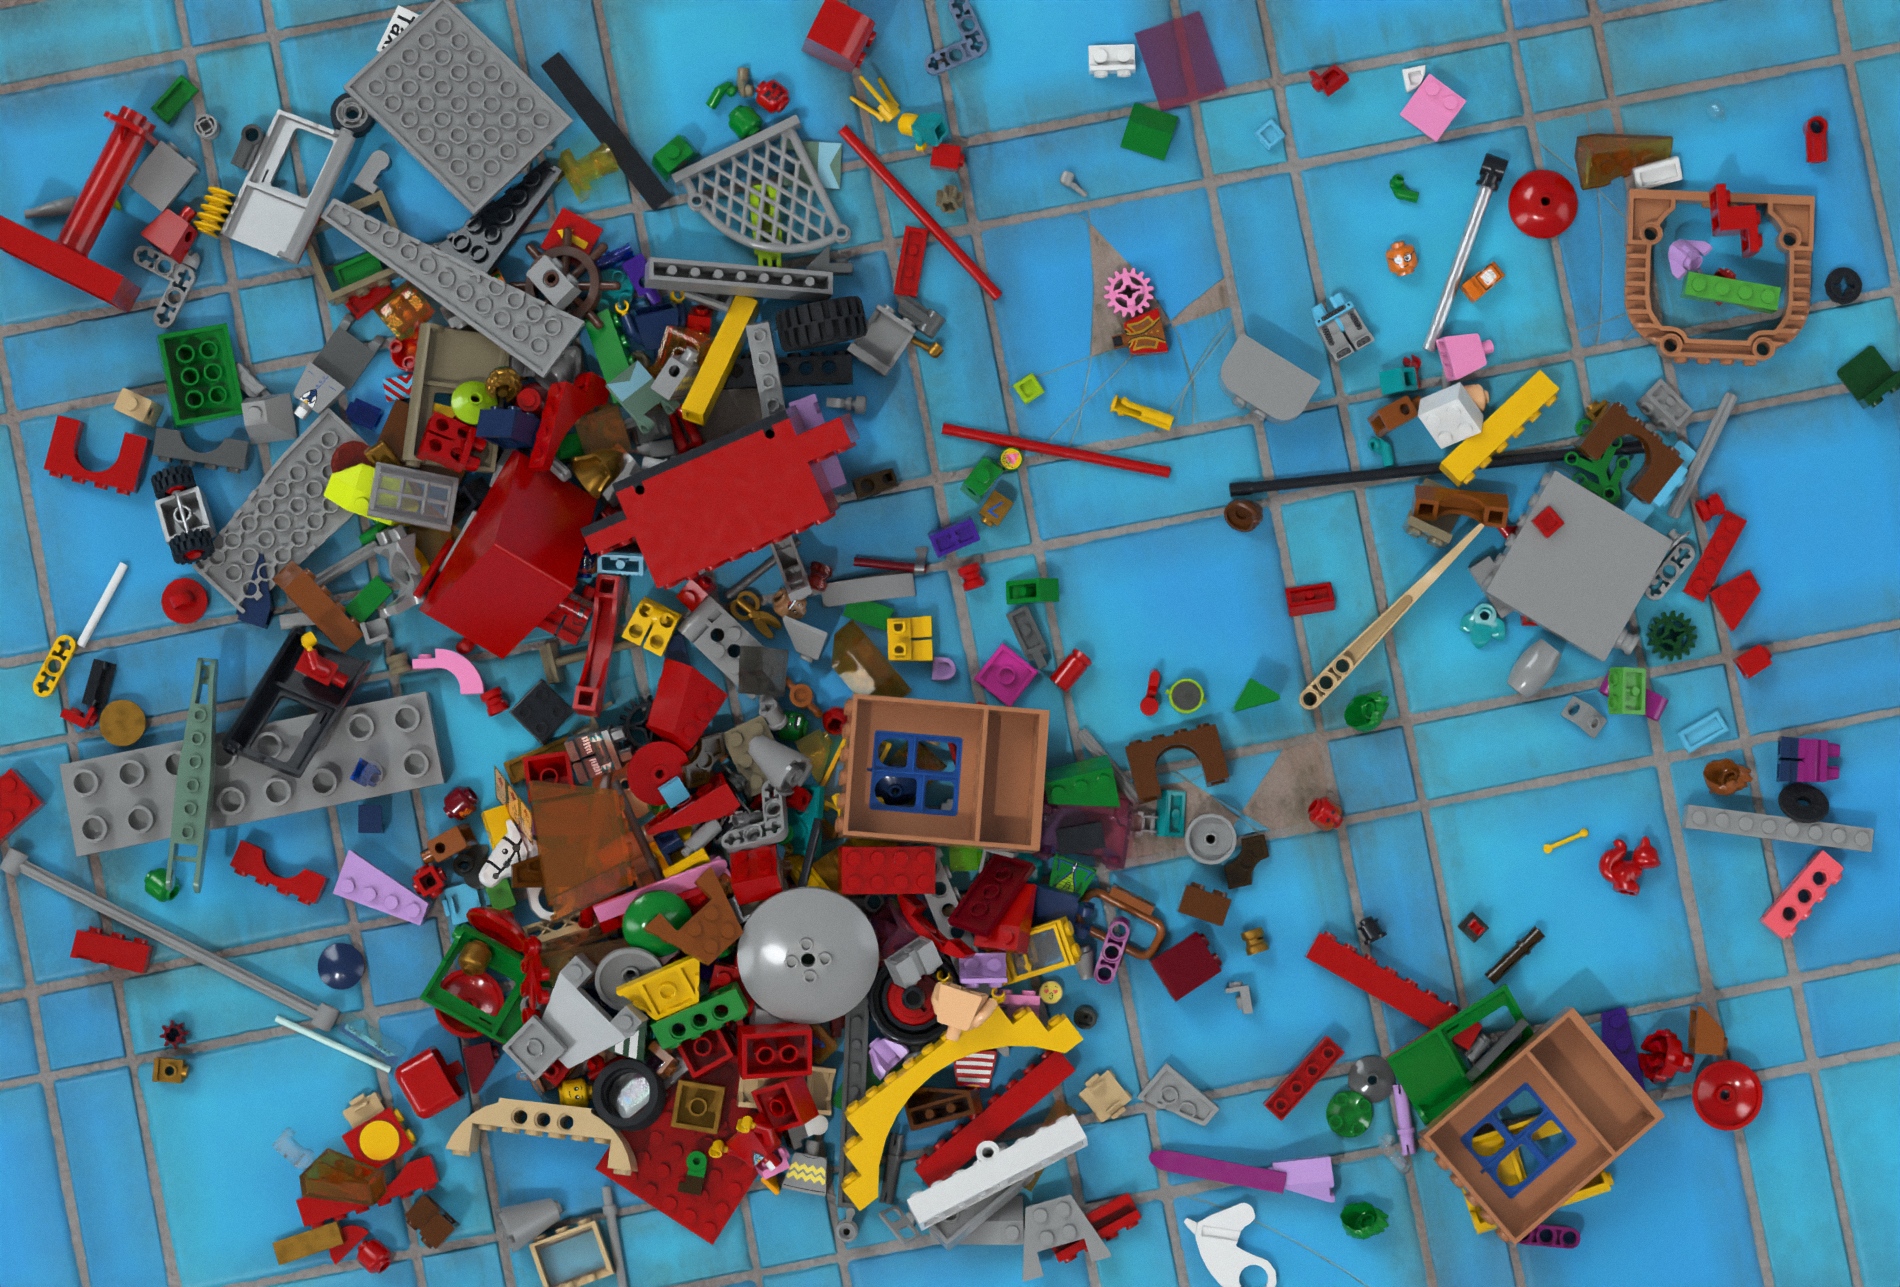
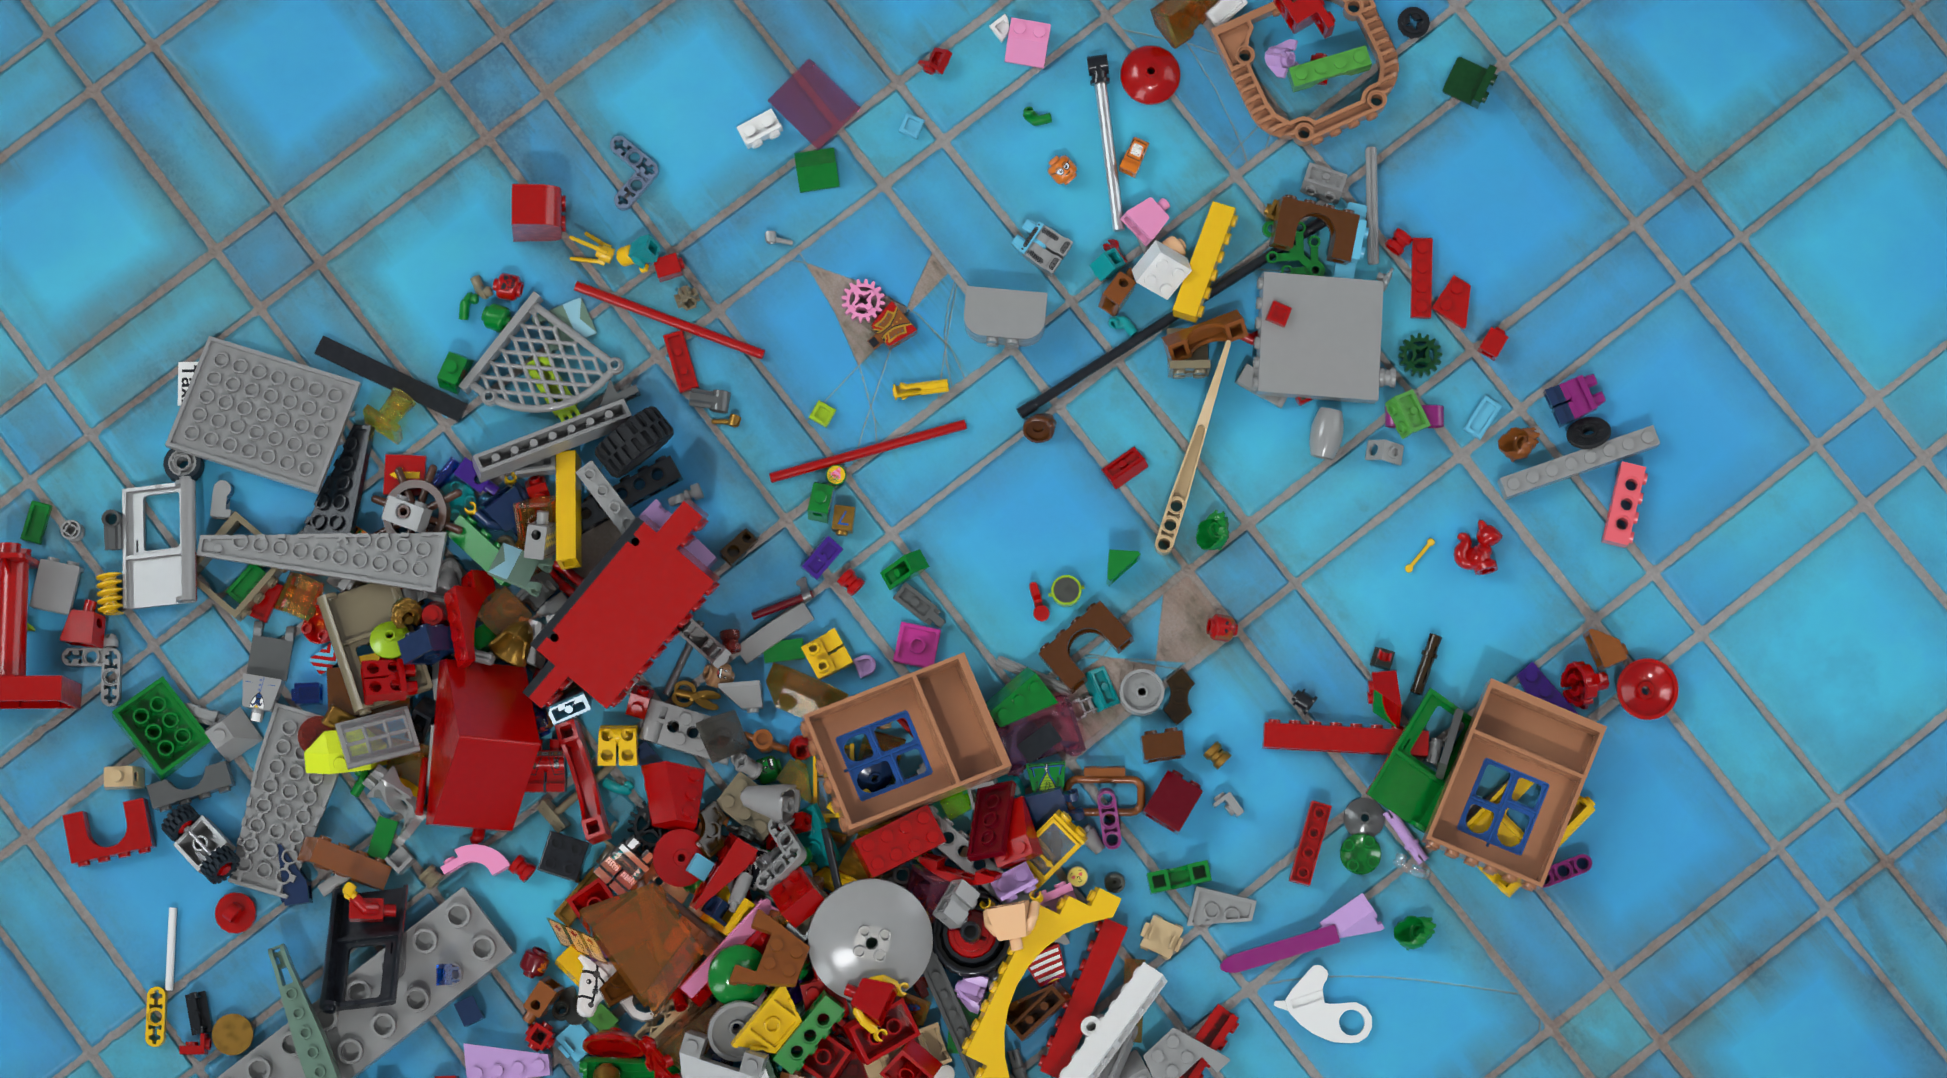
camera: 25 degrees left, 5 degrees down
(346, 564) = (351, 818): light grey axle -> none
(629, 667) = (614, 787): none -> teal arm
(780, 1019) = (873, 1000): none -> red torso
(884, 340) = (690, 434): light grey panel -> none
(1070, 670) = (965, 616): red piece -> none
(1153, 1045) = (1178, 877): none -> green arch
(1456, 968) = (1385, 696): none -> red slope
(1483, 629) = (1271, 423): teal plate -> none
(1684, 562) = (1390, 292): light grey beam -> none

